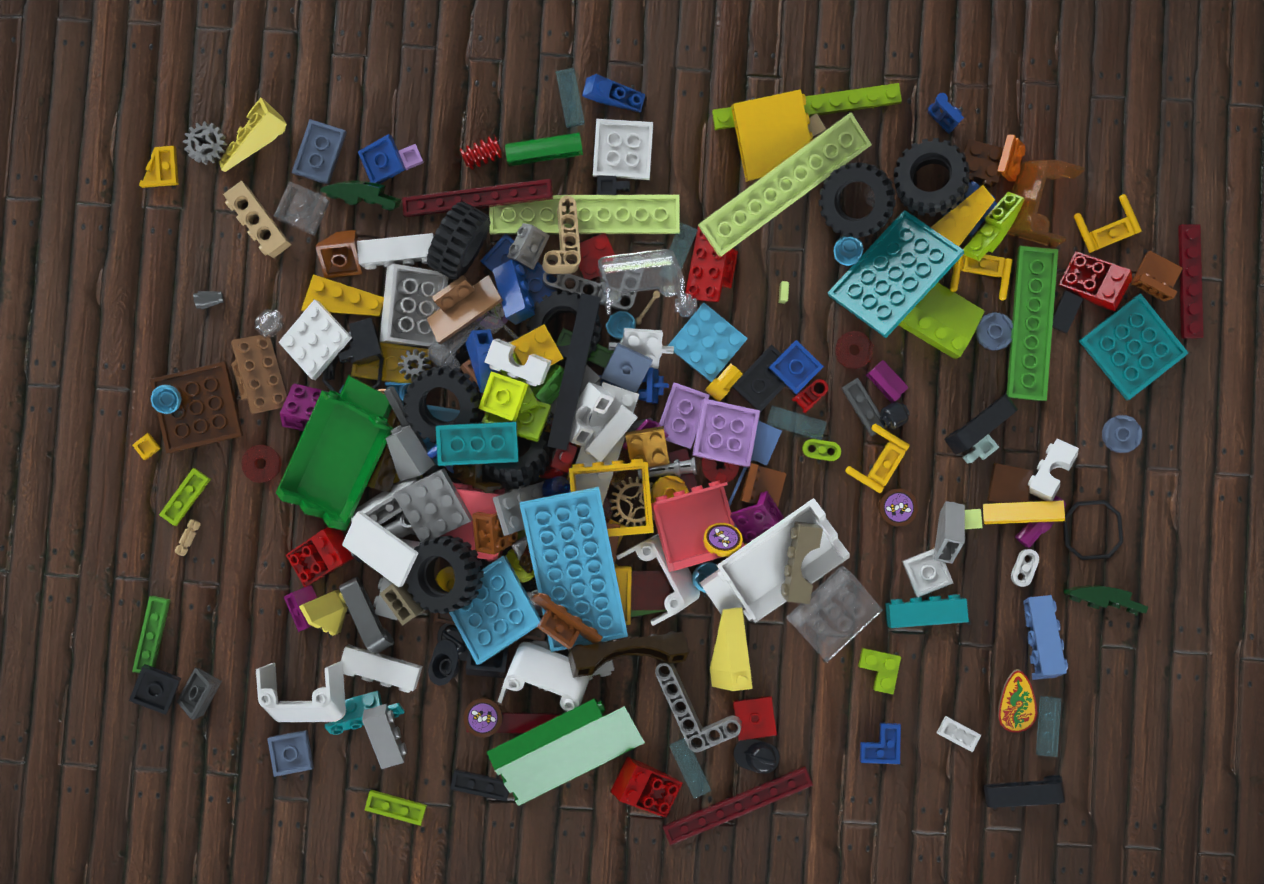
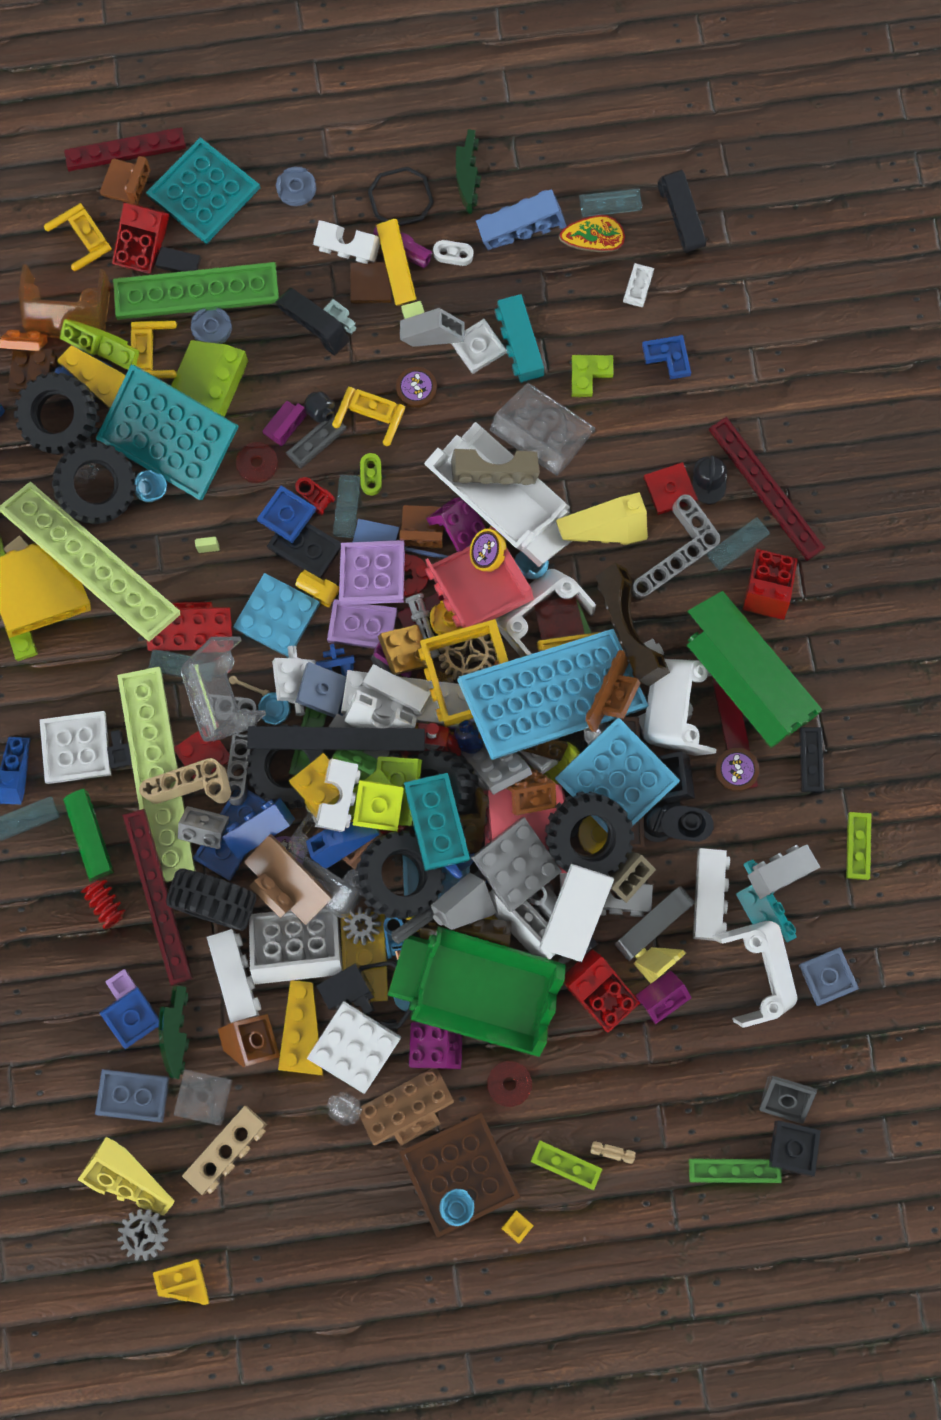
camera: 100 degrees left, 10 degrees down
(207, 299) = (329, 1190): dark grey cone -> none
(689, 306) = (243, 646): clear gear -> none

